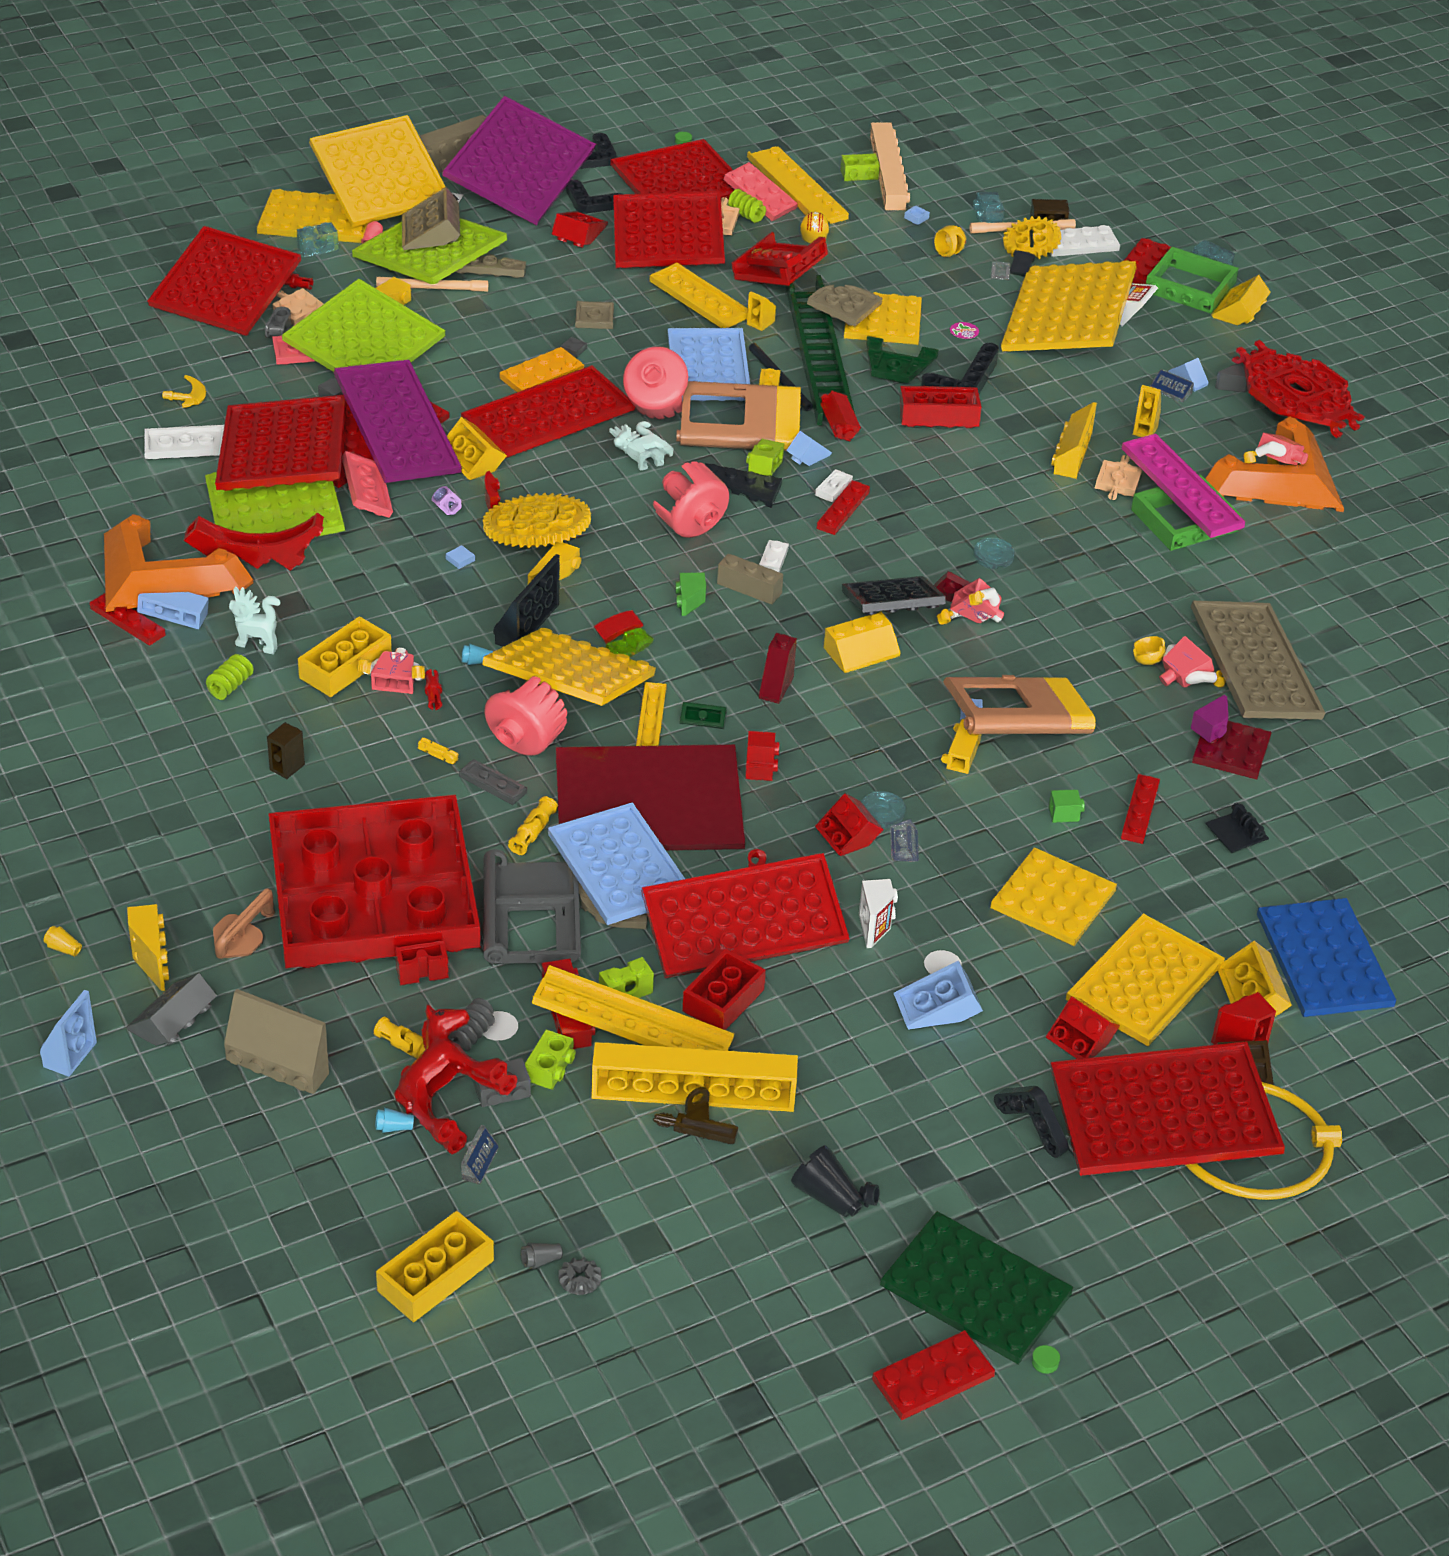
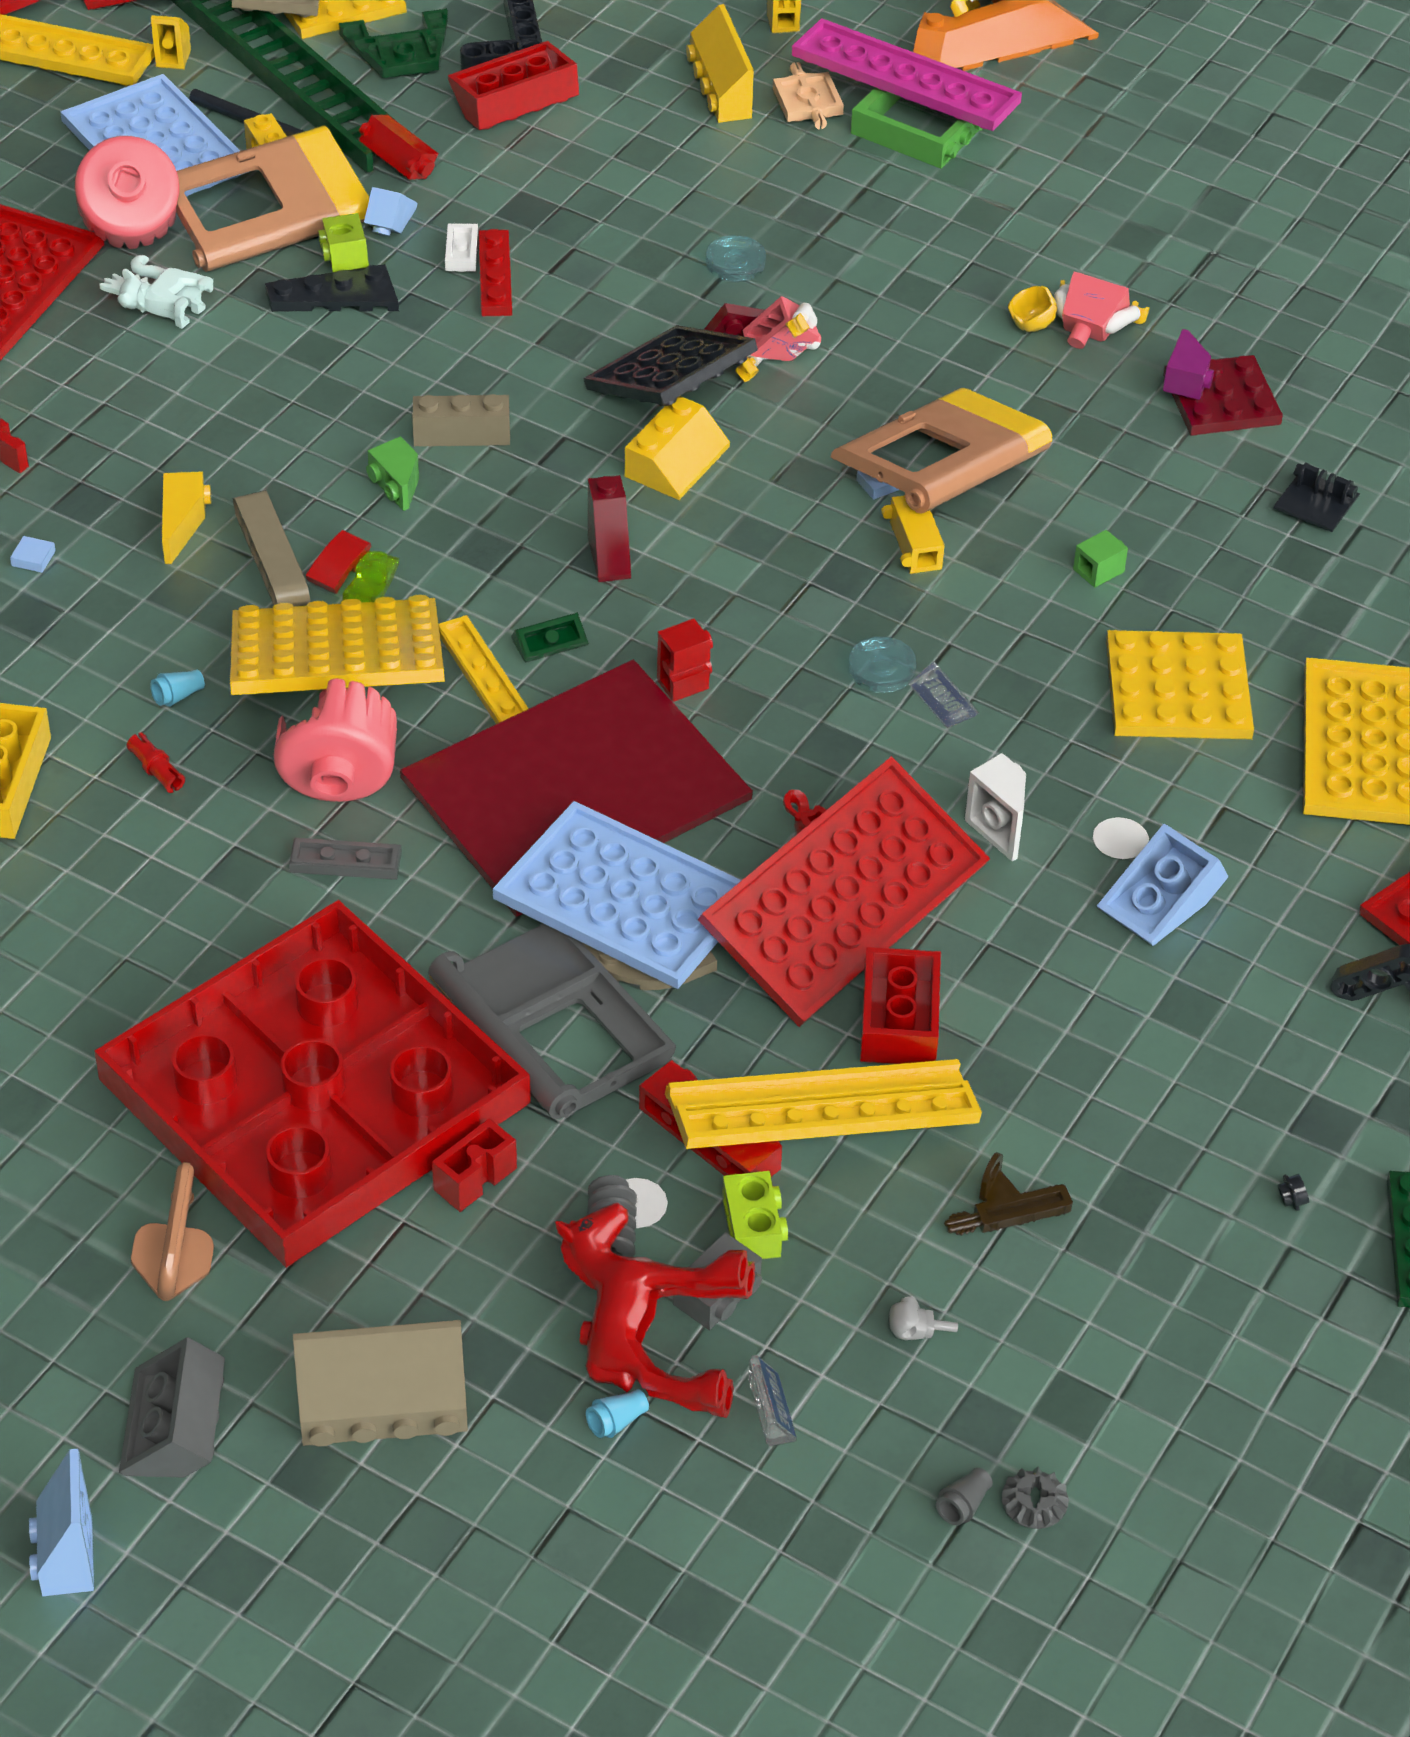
camera: 30 degrees left, 5 degrees up
(147, 942) = (67, 1331): yellow slope -> none
(285, 750) = (28, 946): dark brown brick -> none
(393, 671) = (85, 759): coral torso -> none
(400, 1037) = (524, 1288): yellow piece -> none
(435, 1266) = (852, 1590): yellow brick -> none
(438, 751) = (234, 848): yellow axle -> none
(531, 605) = (201, 586): black slope -> none
(533, 825) = (456, 896): yellow piece -> none
(537, 520) = (107, 456): yellow gear -> none
(586, 605) = (271, 549): none -> dark tan beam
(590, 1154) = (913, 1323): none -> light grey piece
(635, 973) = (770, 1035): lime brick -> none
(671, 1073) = (954, 1145): yellow brick -> none
(697, 503) = (320, 347): coral piece -> none
(774, 555) = (460, 374): white plate -> none
(828, 1183) = (1242, 1202): black cone -> none
(848, 826) = (864, 707): red slope -> none
(1082, 1029) = (1361, 845): red slope -> none
(1140, 809) = (1184, 522): red plate -> none
(1257, 660) = (1166, 269): dark tan plate -> none

